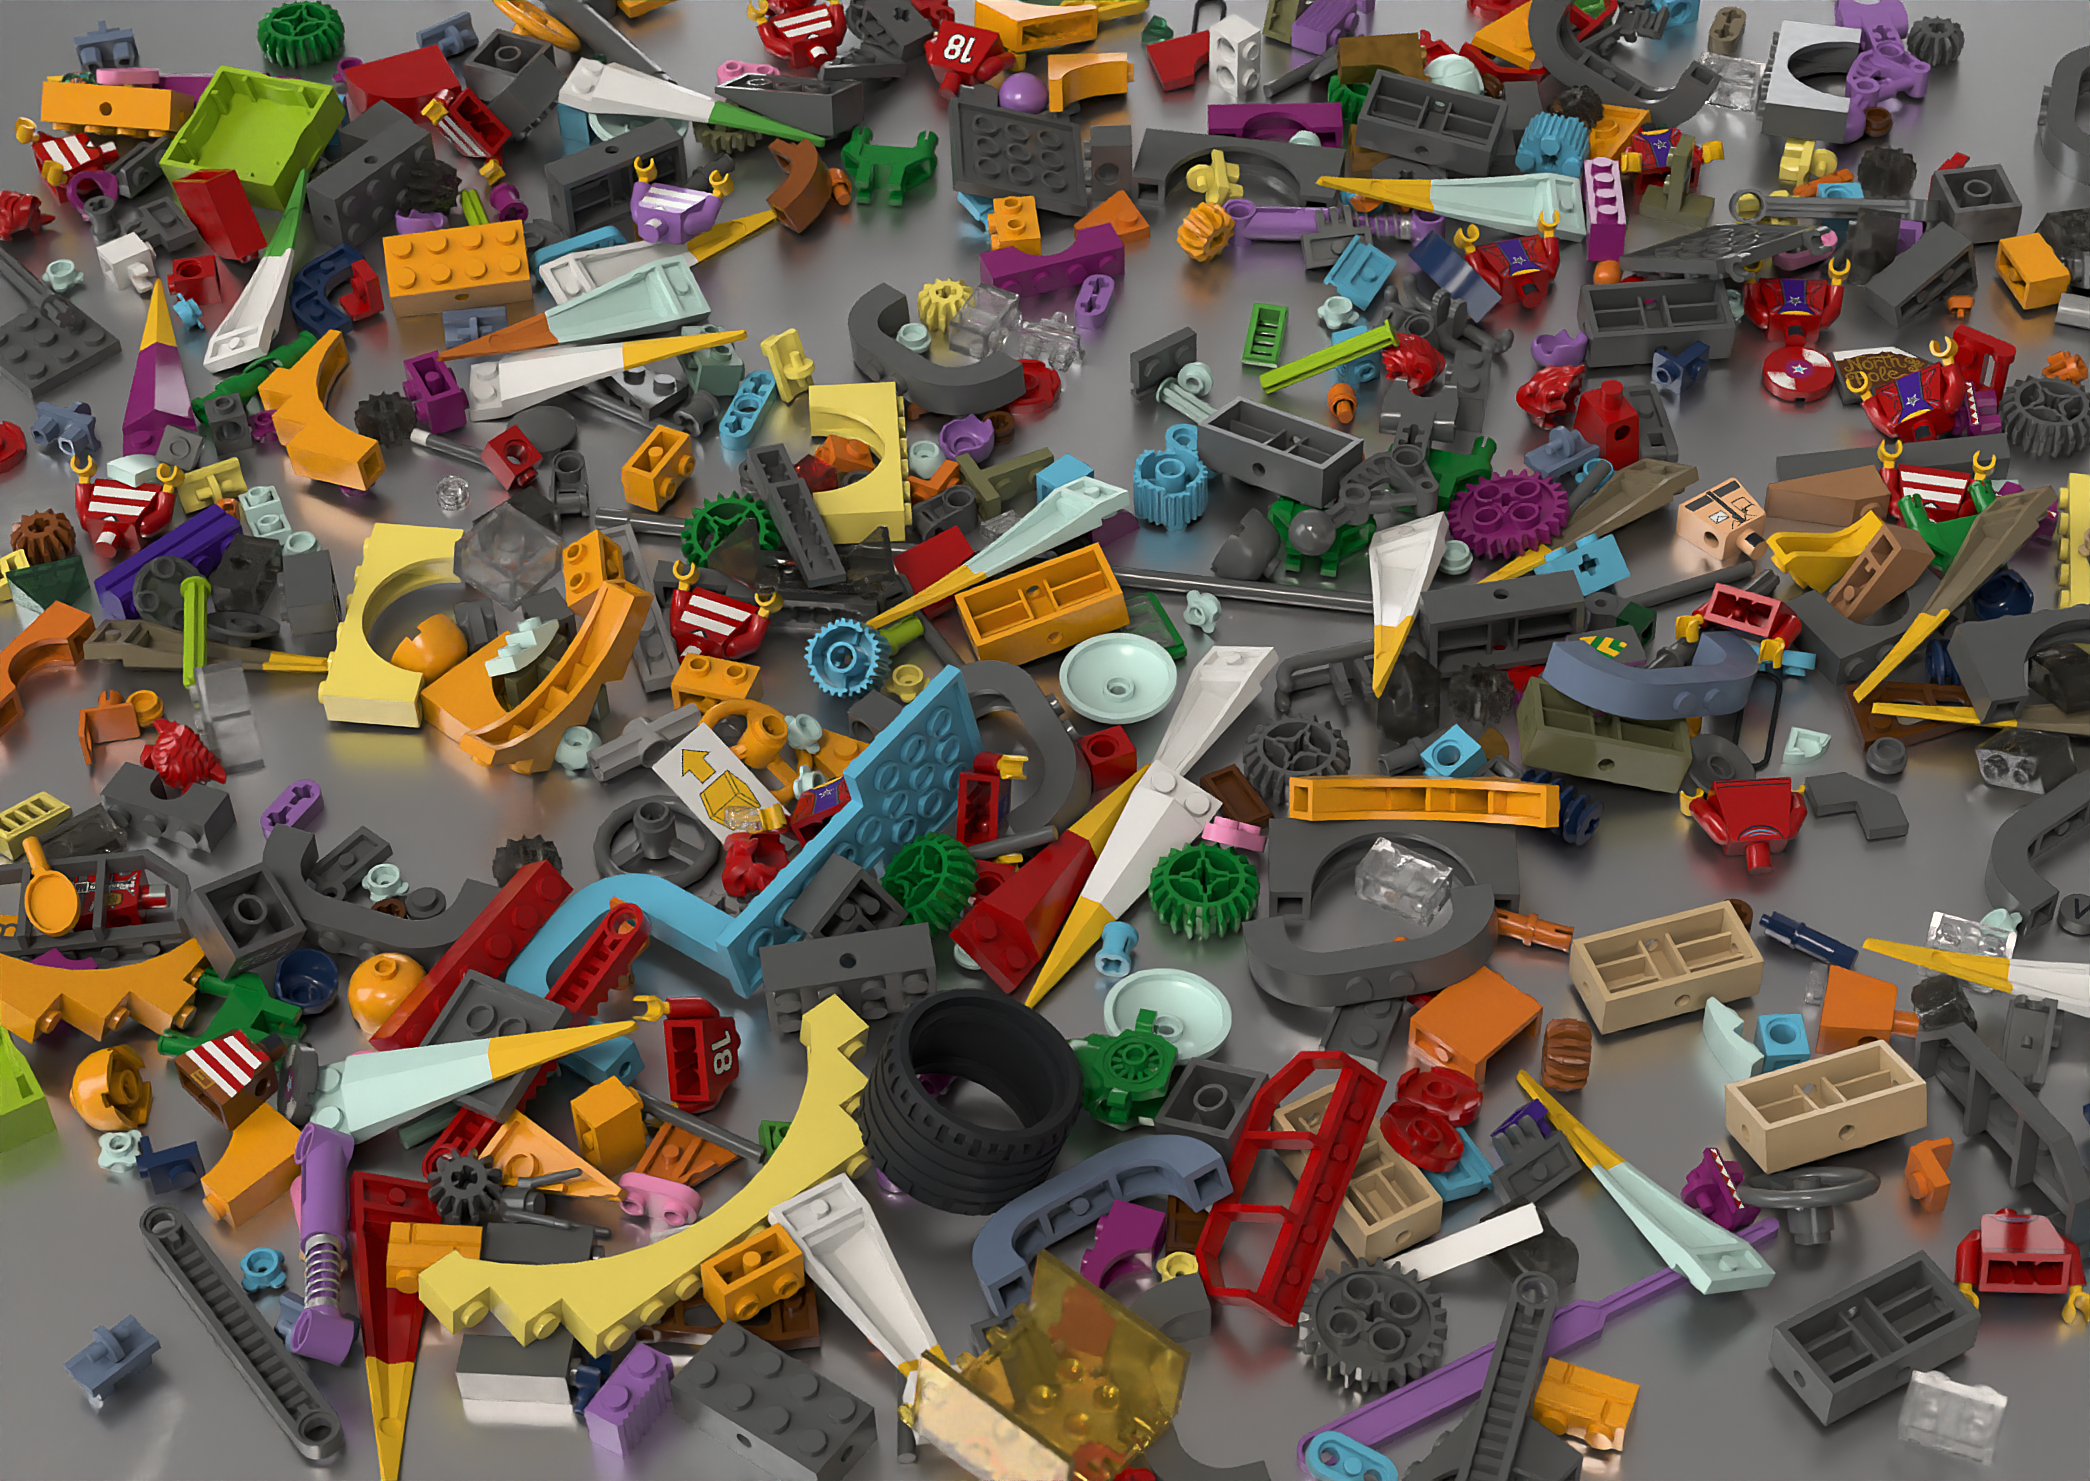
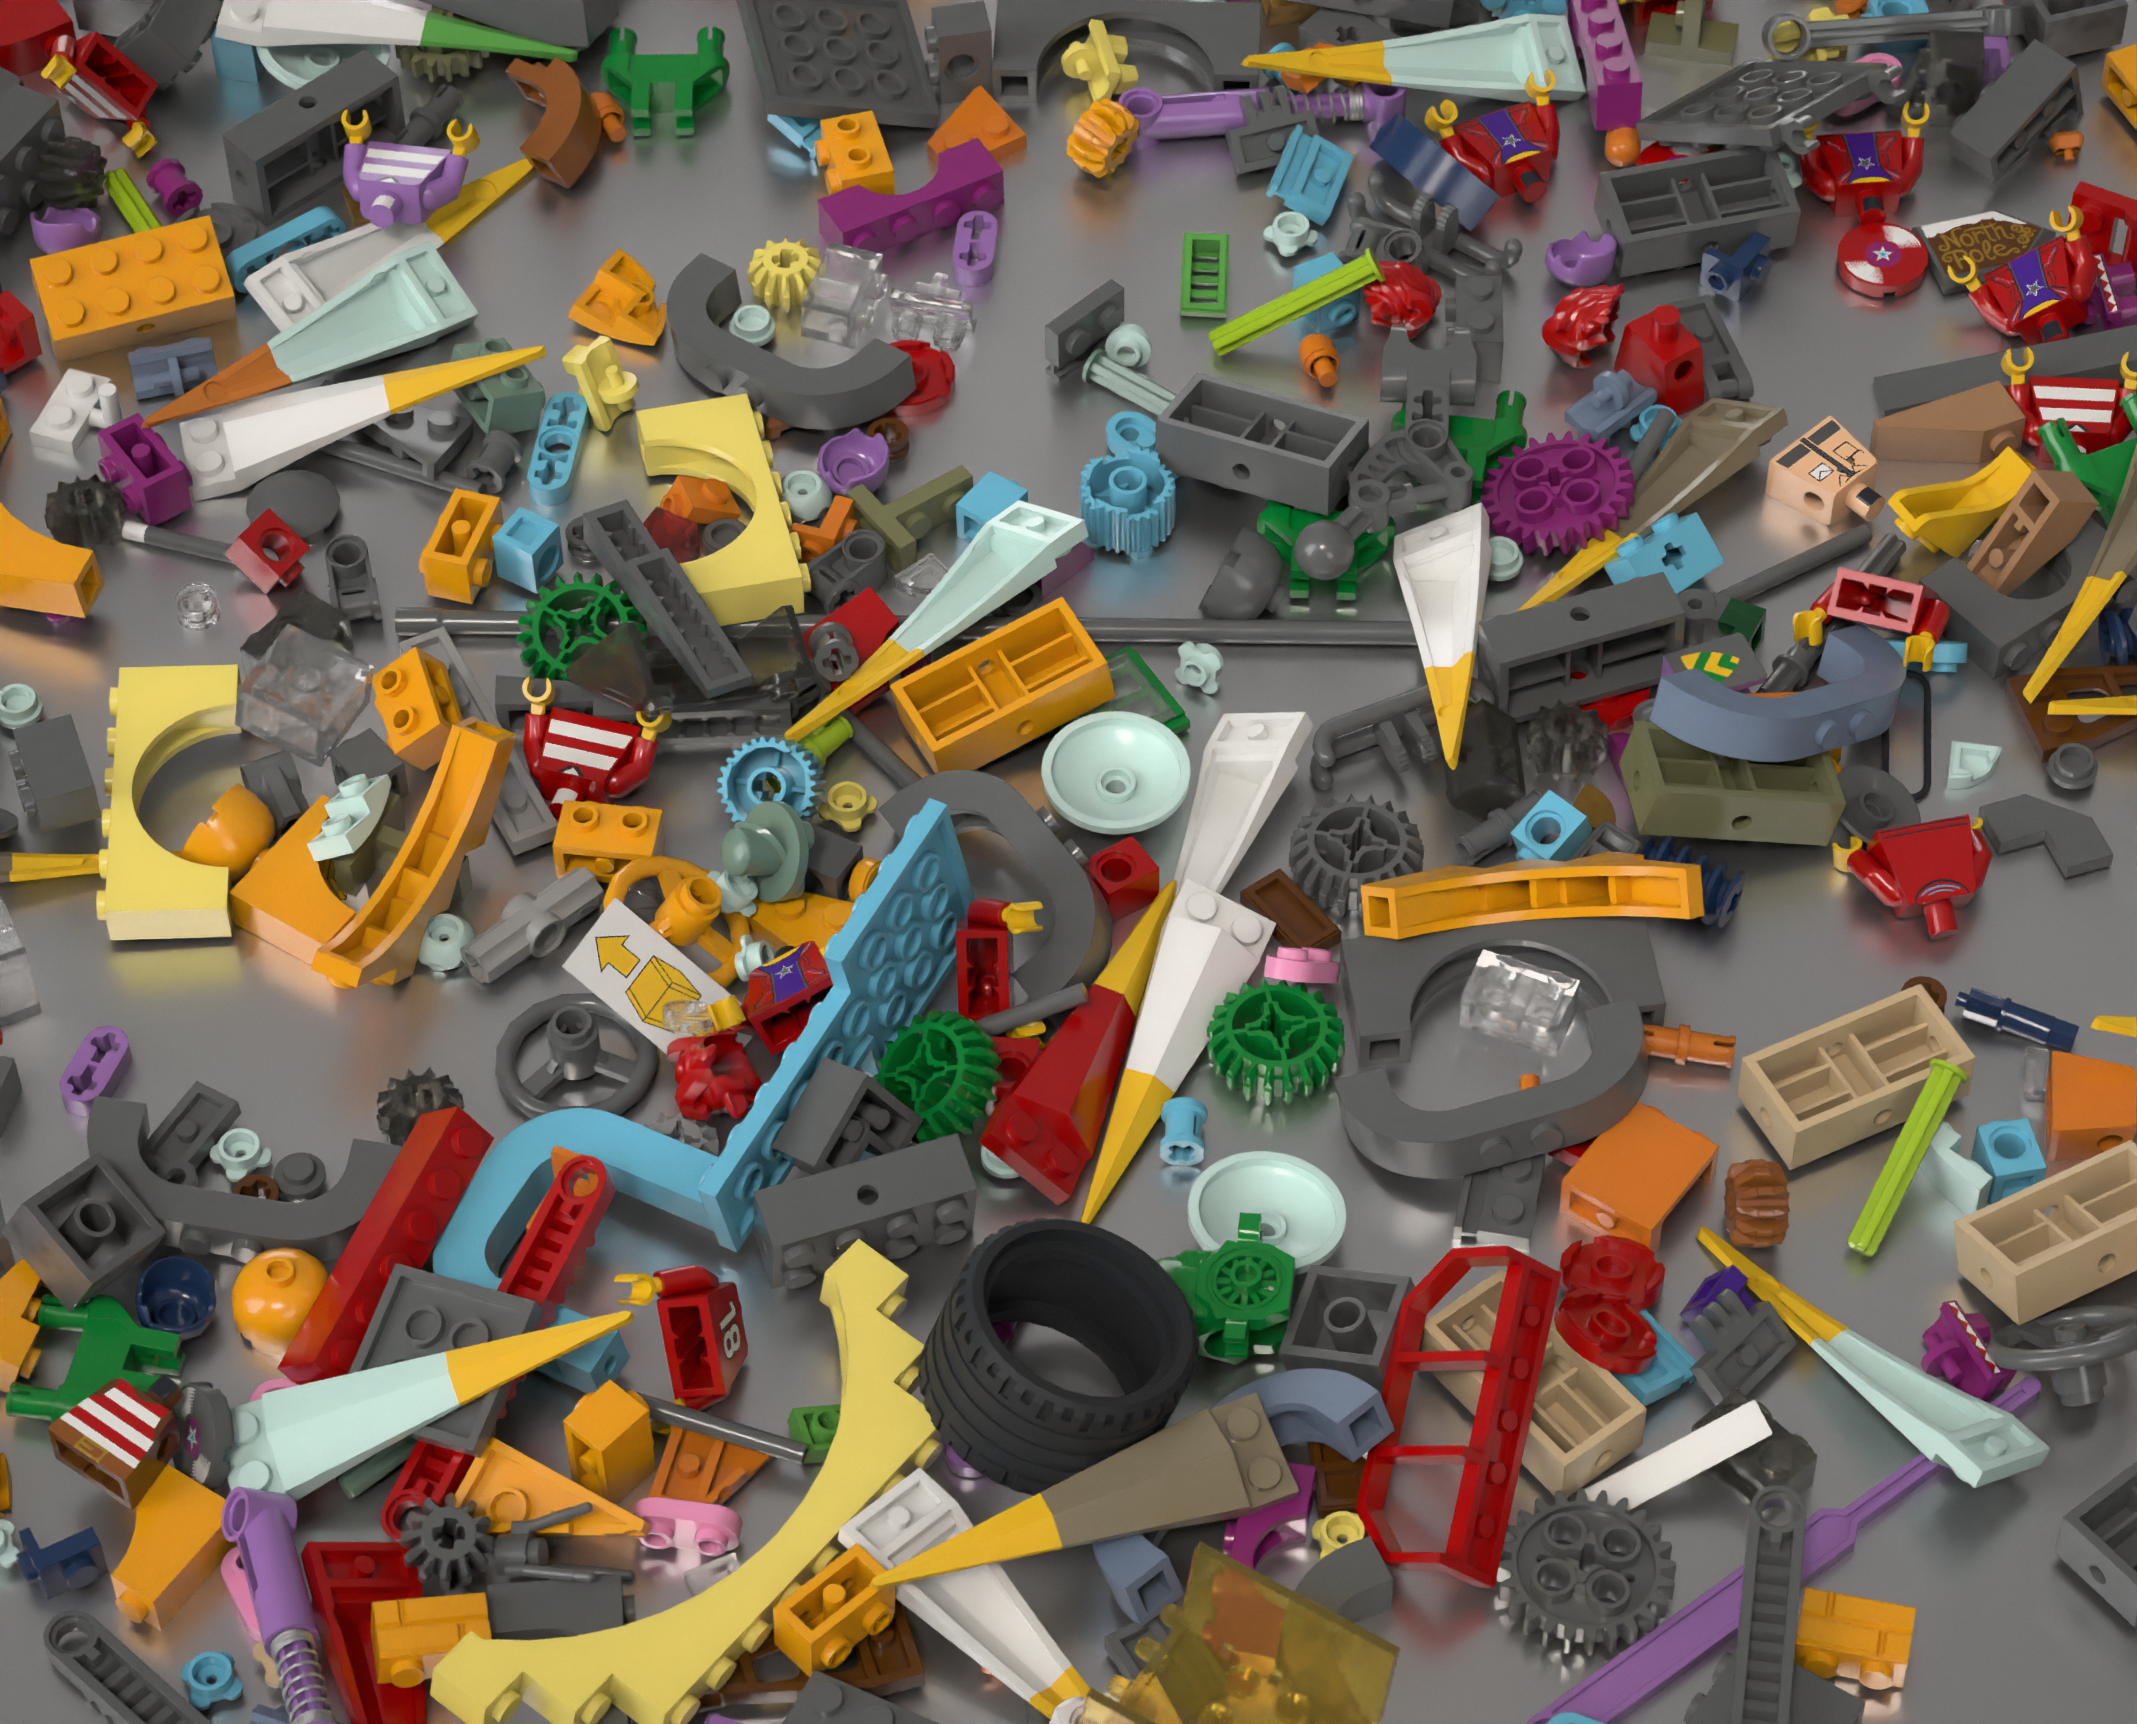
camera: 10 degrees left, 5 degrees up
(399, 344) = (73, 409): none -> white plate
(704, 474) = (528, 550): none -> medium azure brick
(818, 313) = (621, 302): none -> light orange brick
(833, 703) = (771, 849): none -> sand green plate
(907, 572) = (821, 646): none -> dark grey bush
(1057, 1203) = (1188, 1474): none -> dark tan plate
(1695, 1032) = (1905, 1157): none -> lime axle

